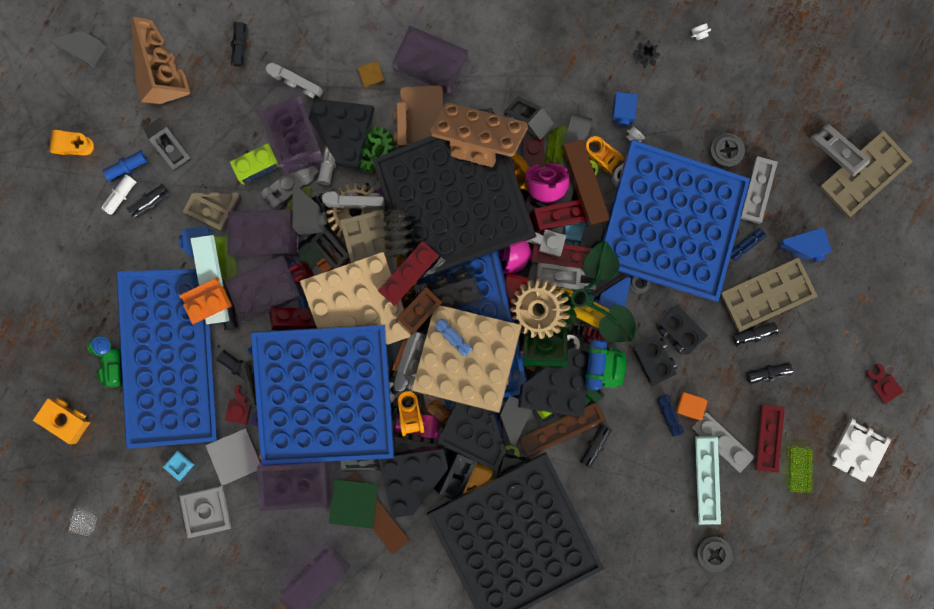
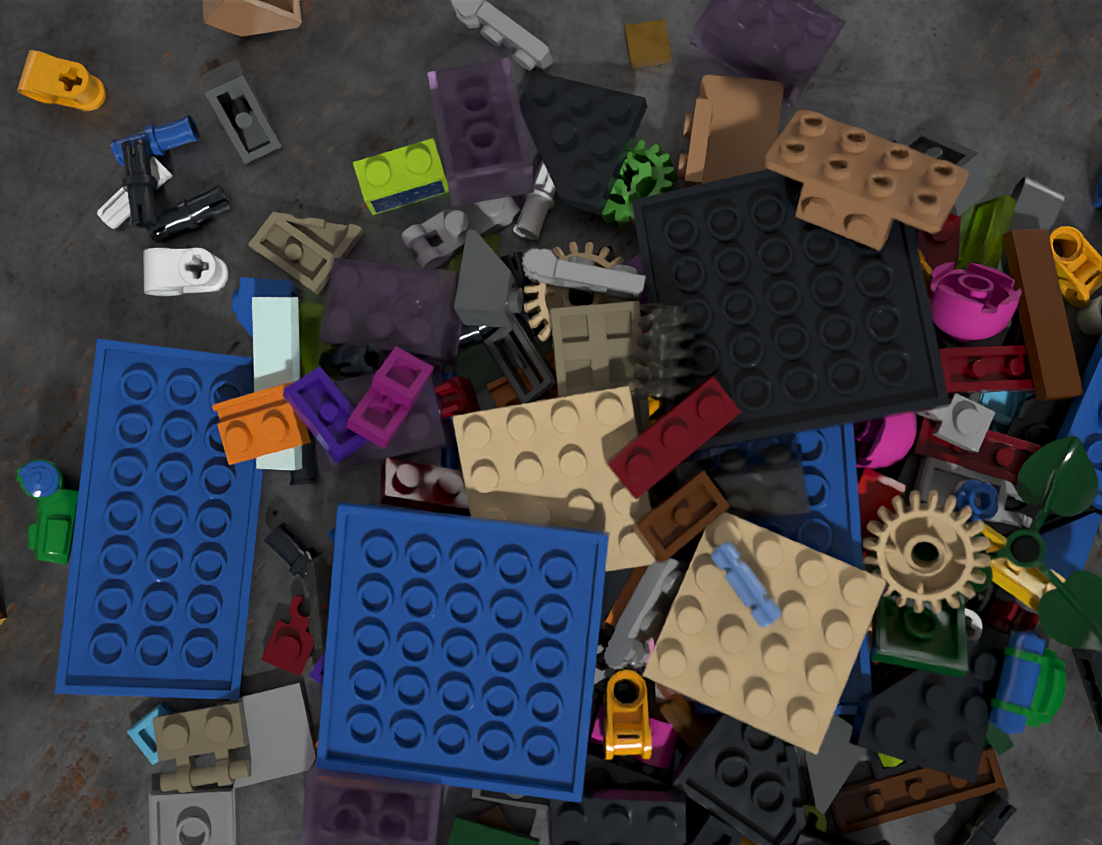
camera: 15 degrees right, 0 degrees up
(122, 190) = (139, 184): none -> black pin
(147, 231) = (177, 271): none -> white piece
(200, 459) = (201, 732): none -> dark tan plate
(238, 290) = (324, 413): none -> dark purple plate
(245, 262) = (351, 360): none -> black pin
(268, 276) = (390, 397): none -> magenta slope
(564, 275) = (985, 491): none -> blue plate

